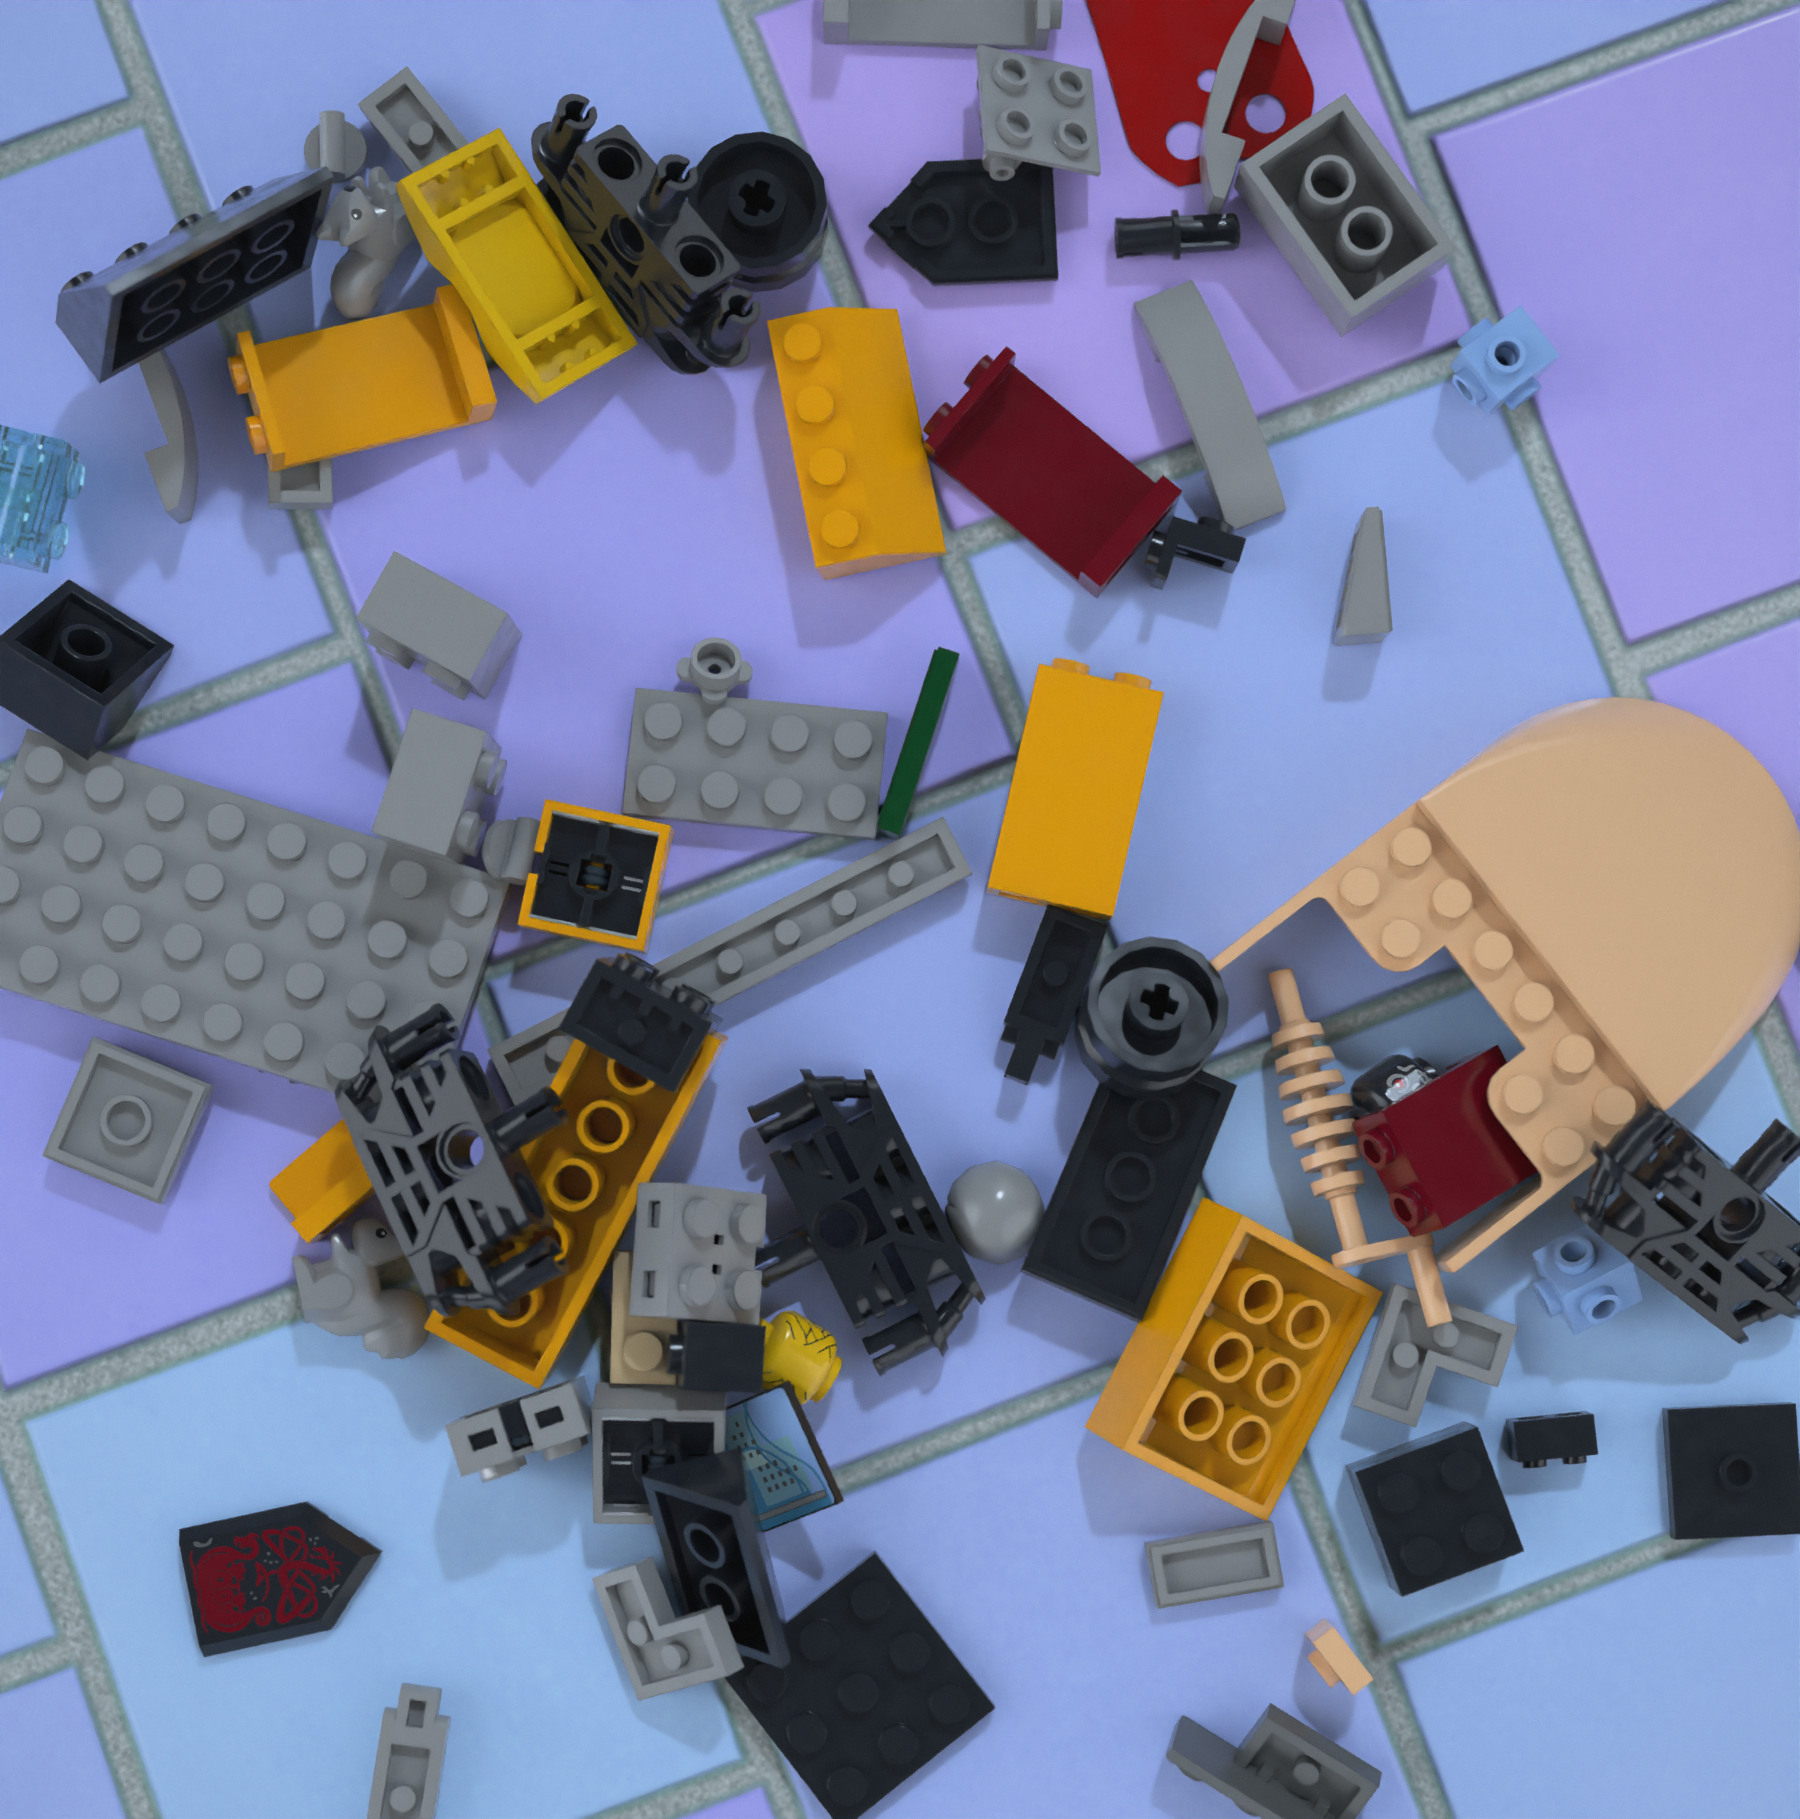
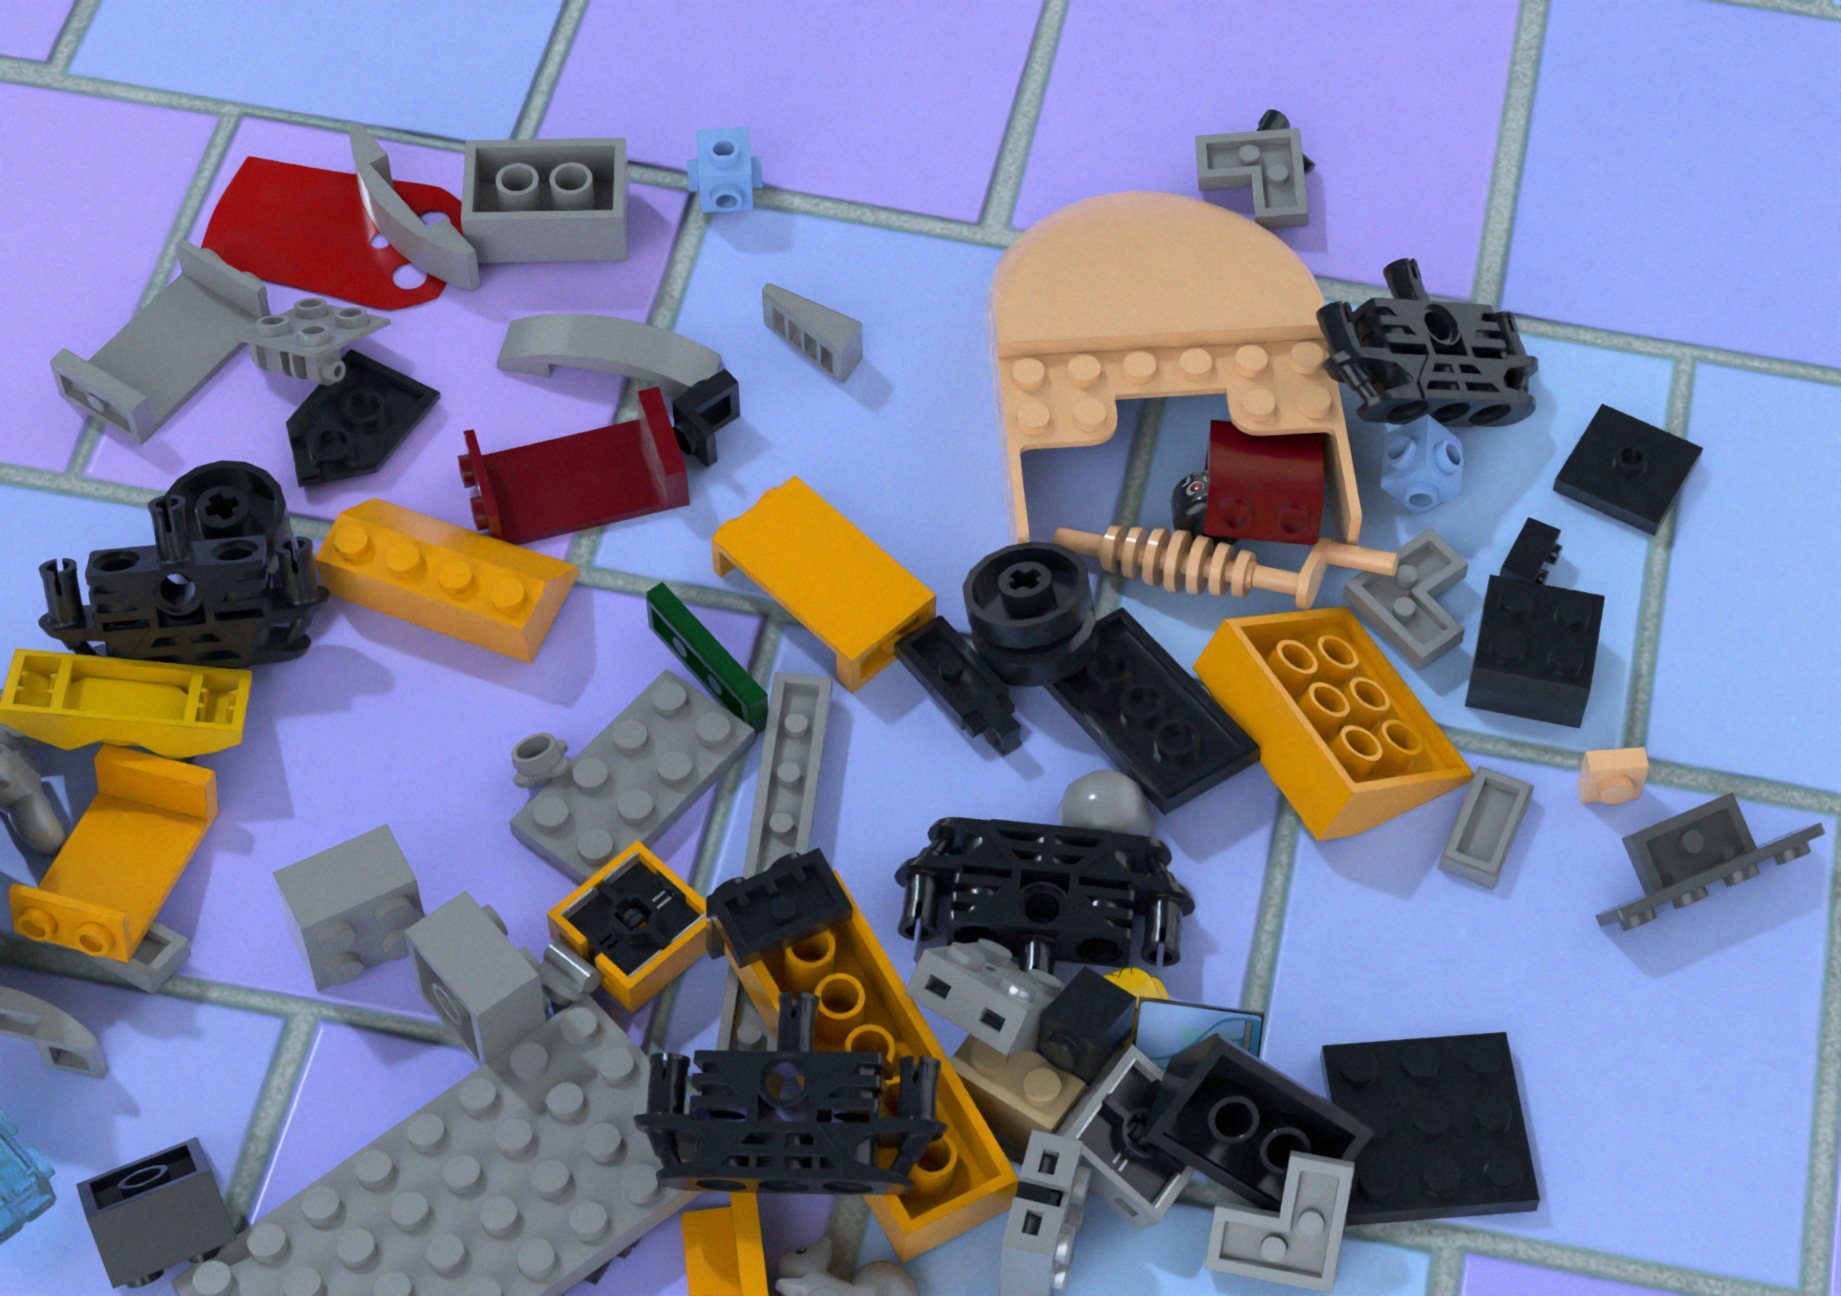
camera: 55 degrees left, 30 degrees down
(1176, 234) = (470, 311): black axle -> none

